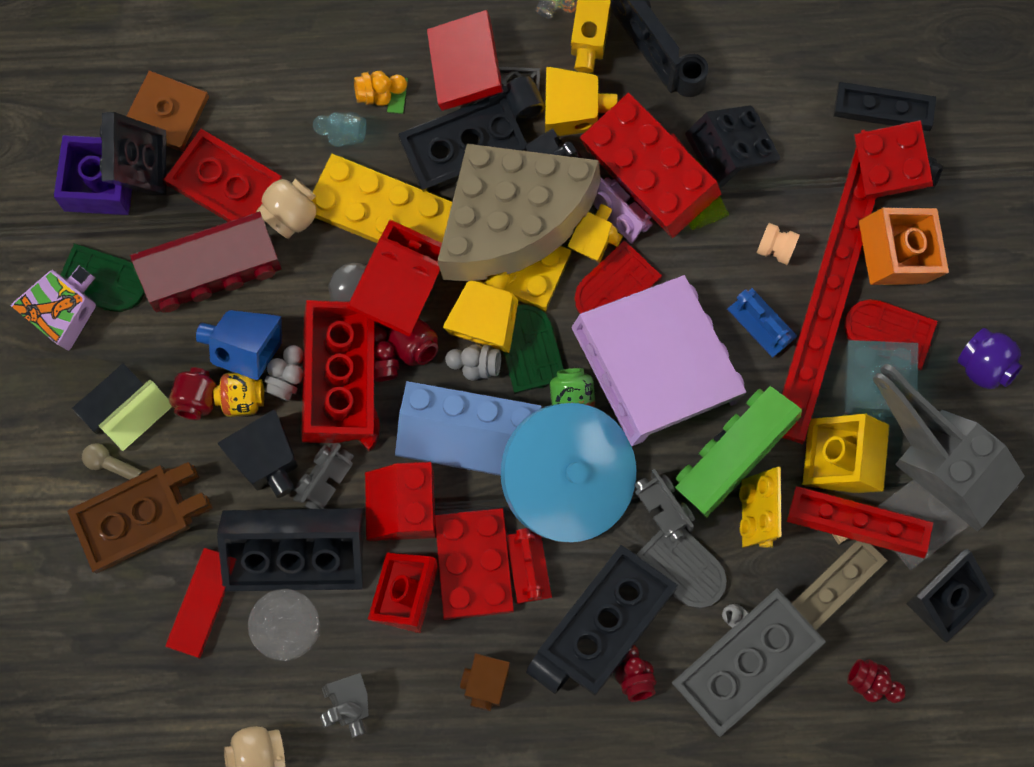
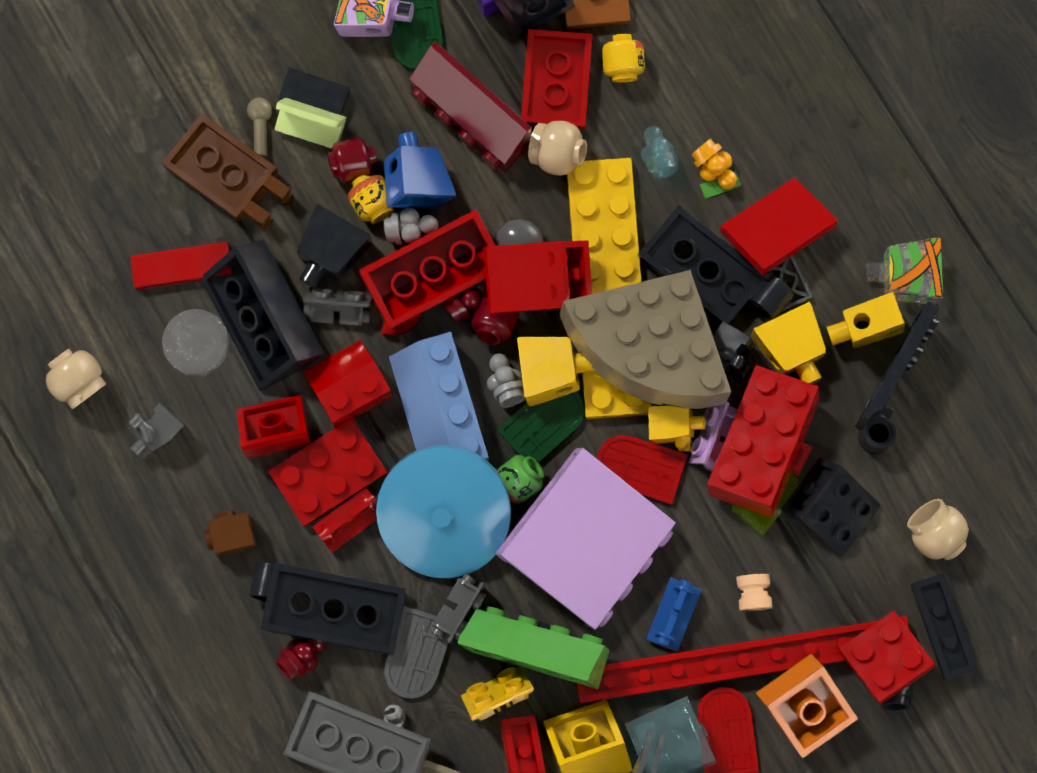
camera: 60 degrees right, 5 degrees up
(239, 114) = (623, 58): none -> yellow head
(800, 65) = (938, 530): none -> tan piece

